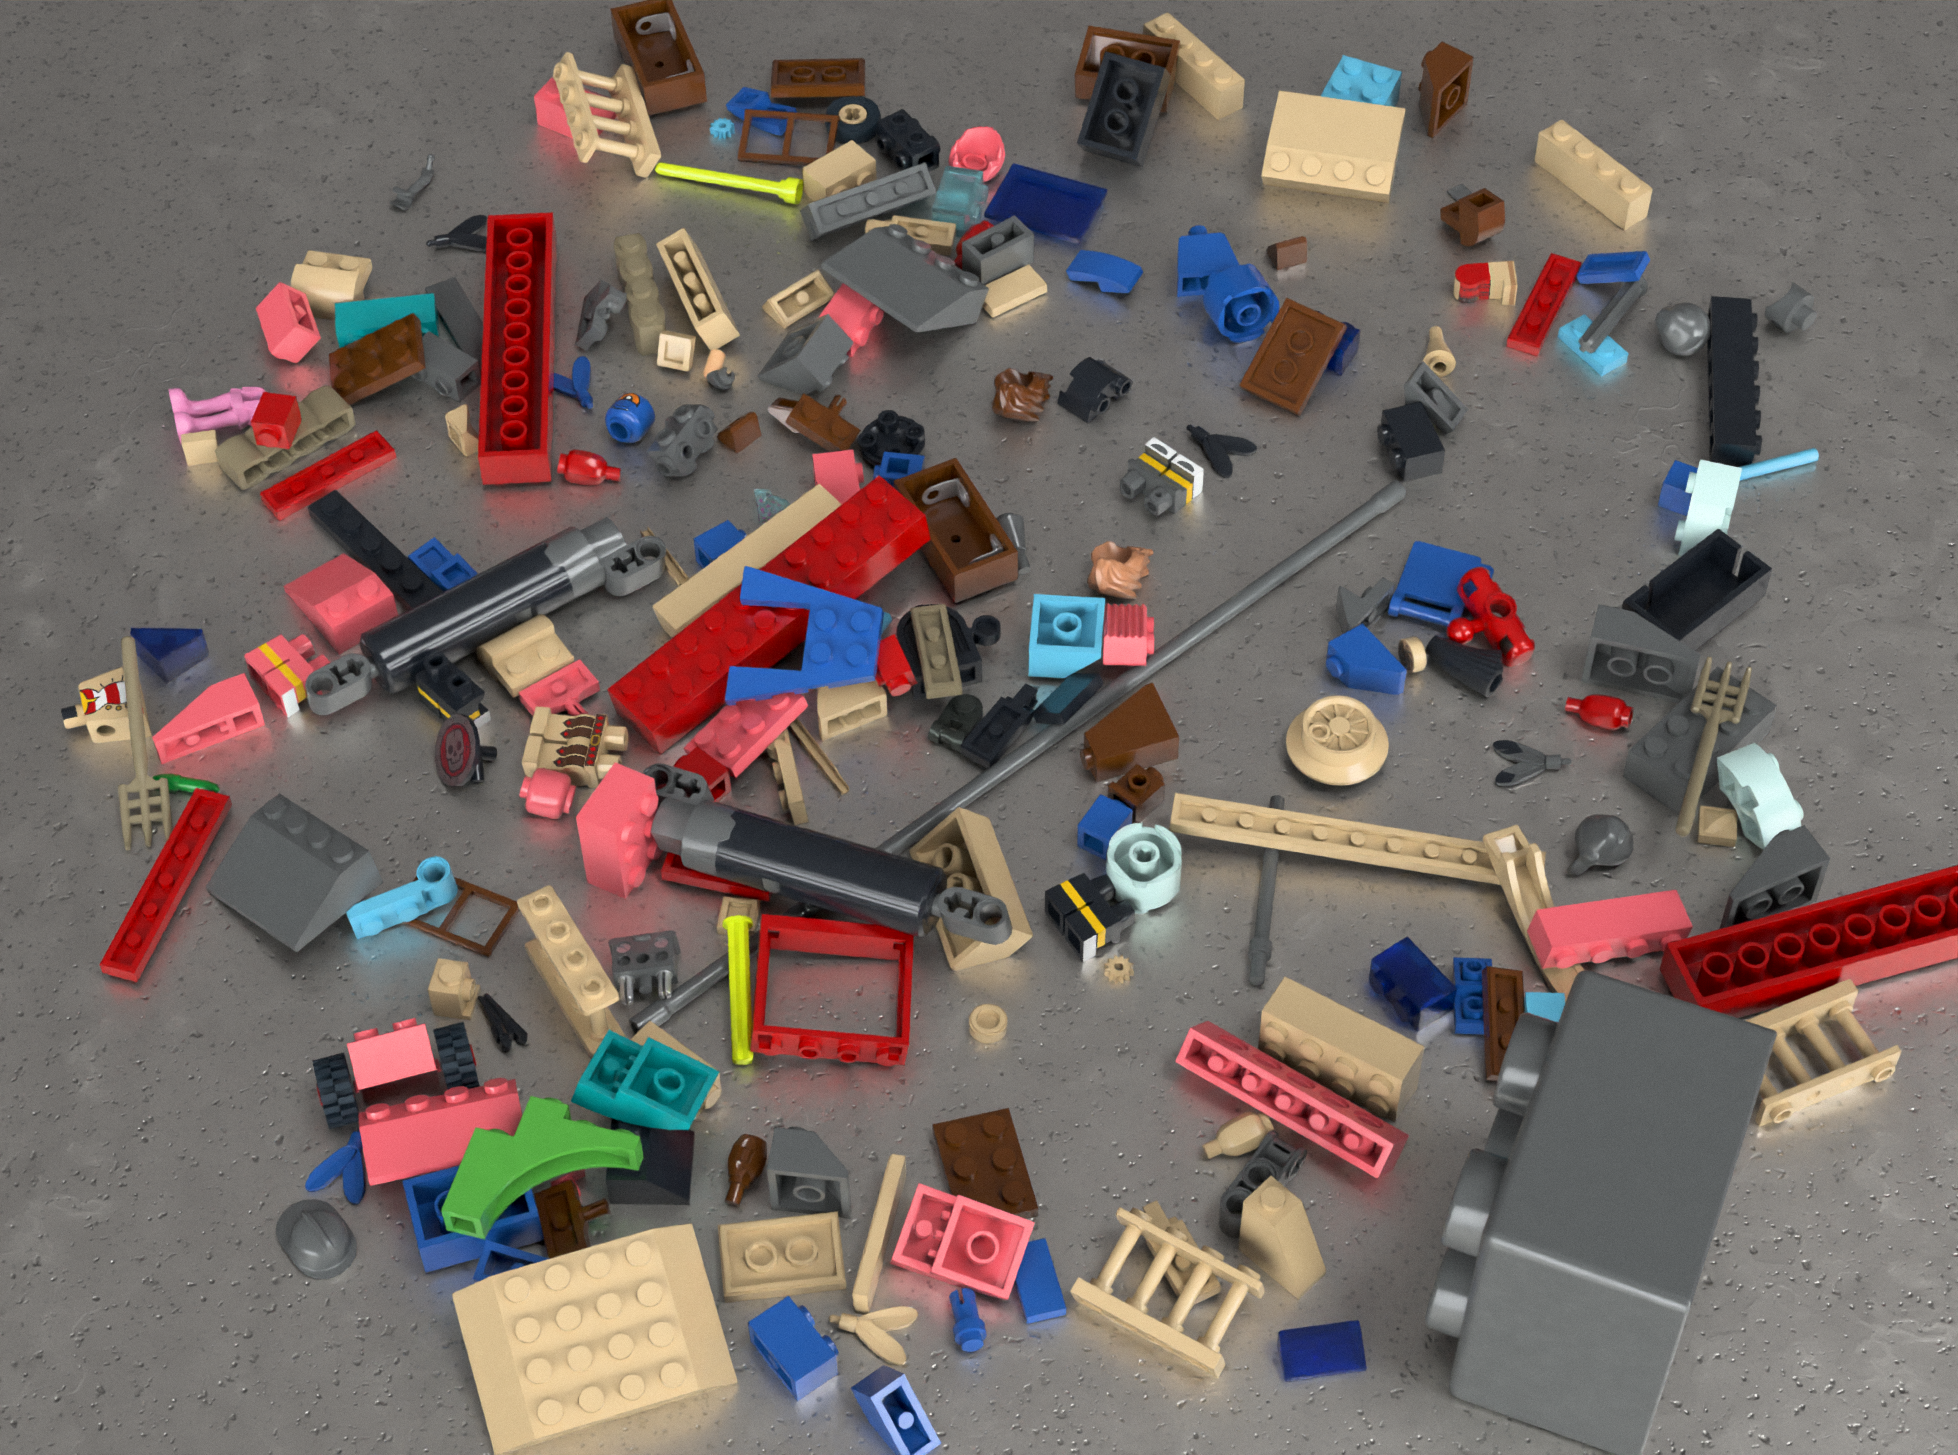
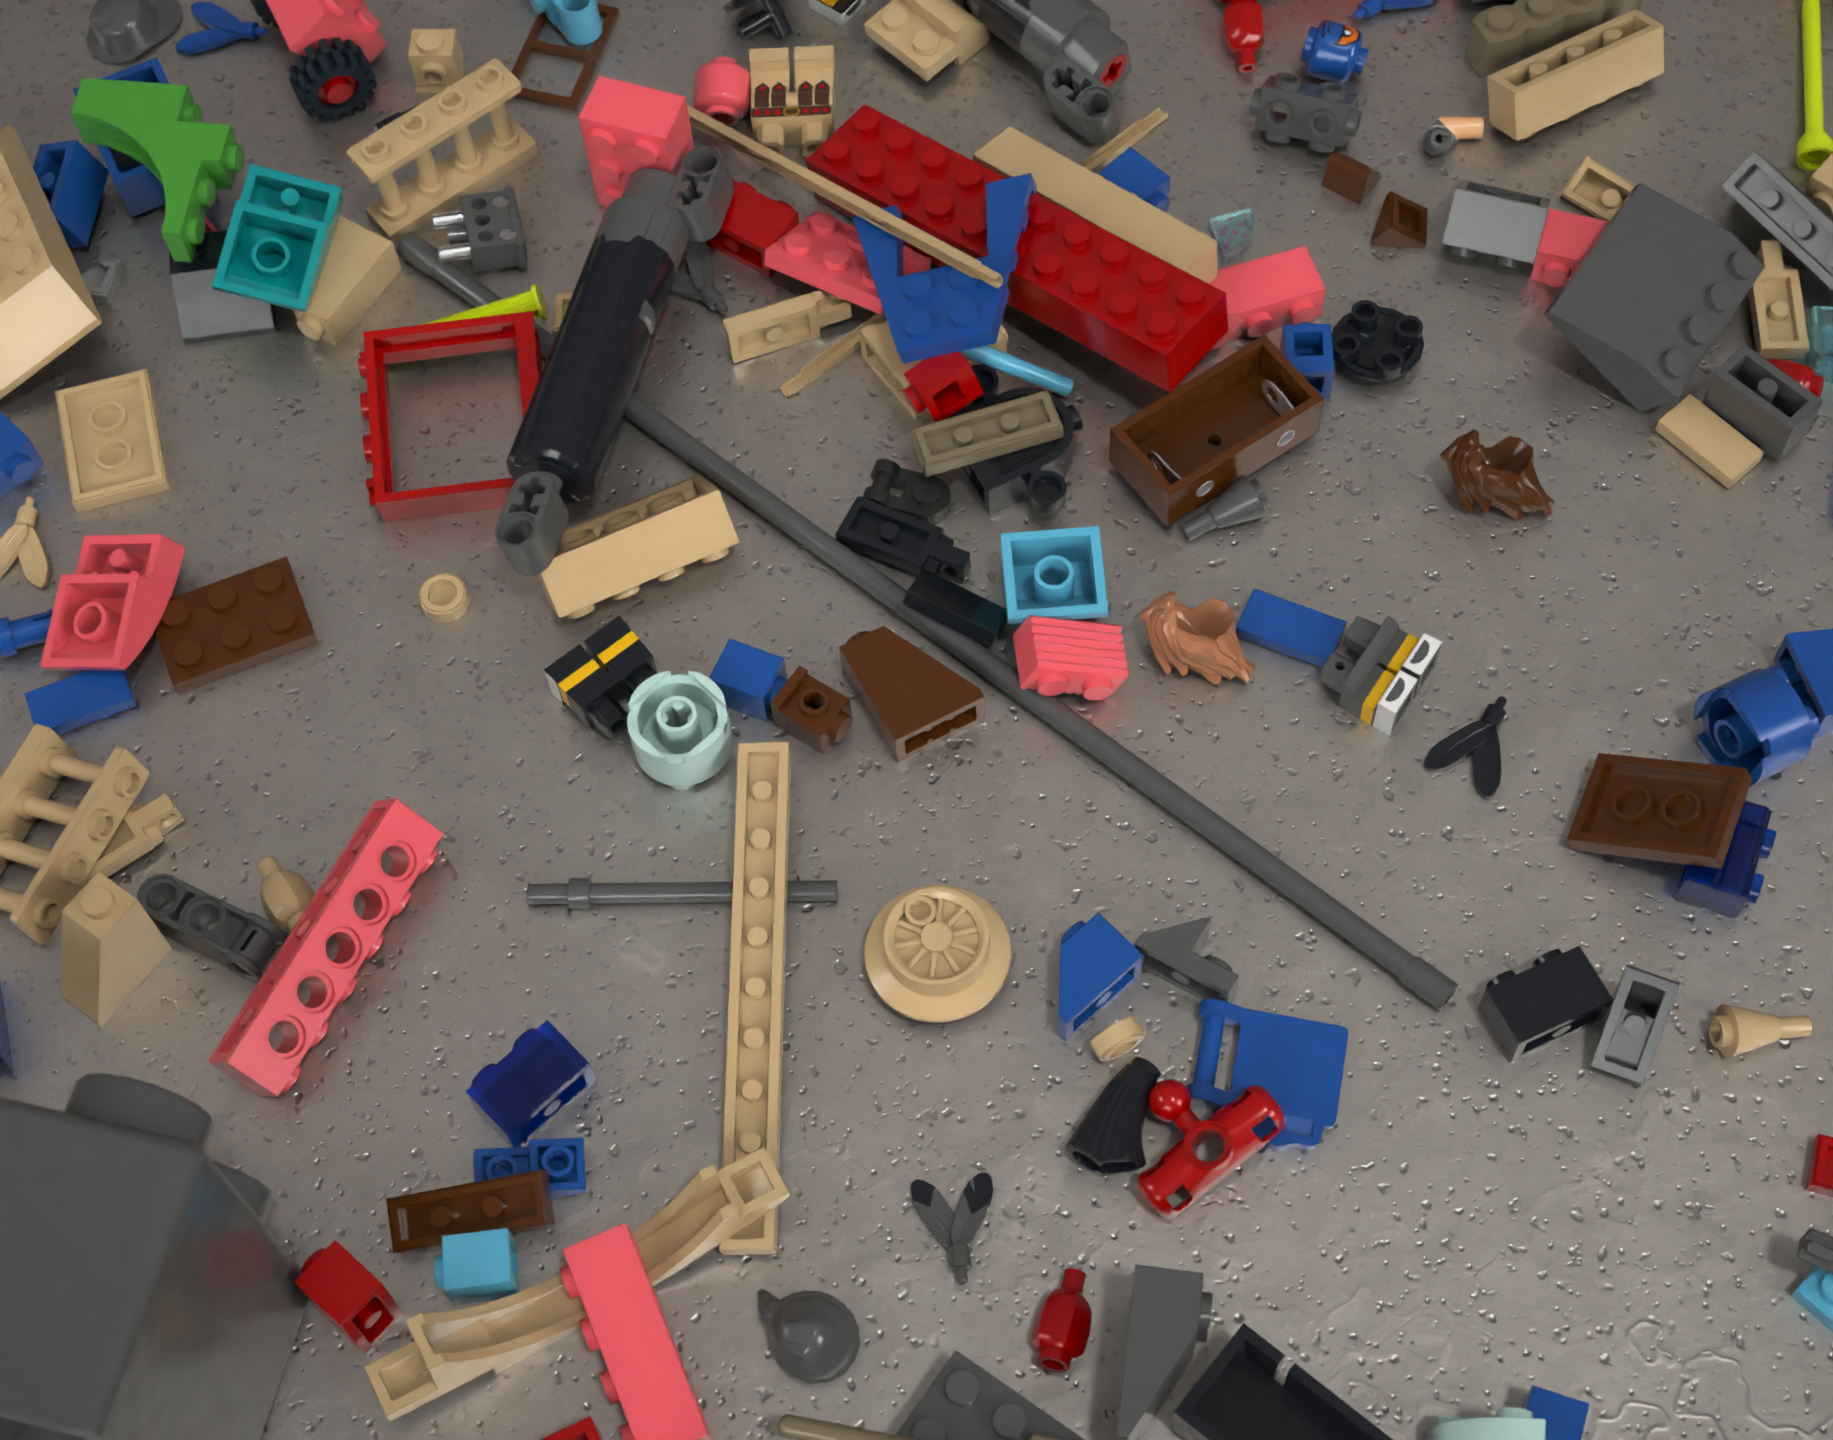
camera: 85 degrees right, 10 degrees up
(435, 1130) = (237, 81): coral slope -> none
(561, 690) = (879, 76): coral plate -> none
(565, 1219) = (132, 229): reddish brown plate -> none
(676, 350) = (1468, 79): tan tile -> none
(700, 708) = (845, 198): none -> tan piece
(744, 1166) = (222, 379): reddish brown piece -> none
(806, 1175) = (189, 429): dark grey slope -> none
(823, 423) = (1379, 257): reddish brown plate -> none
(879, 1234) = (181, 524): tan tile -> none
(1092, 389) = (1547, 565): black cylinder -> none
(1110, 271) = (1782, 550): blue slope -> none
(1113, 974) = (539, 741): tan piece -> none
(1114, 522) = (1290, 628): none -> blue tile
(1340, 1049) = (395, 992): tan brick -> none

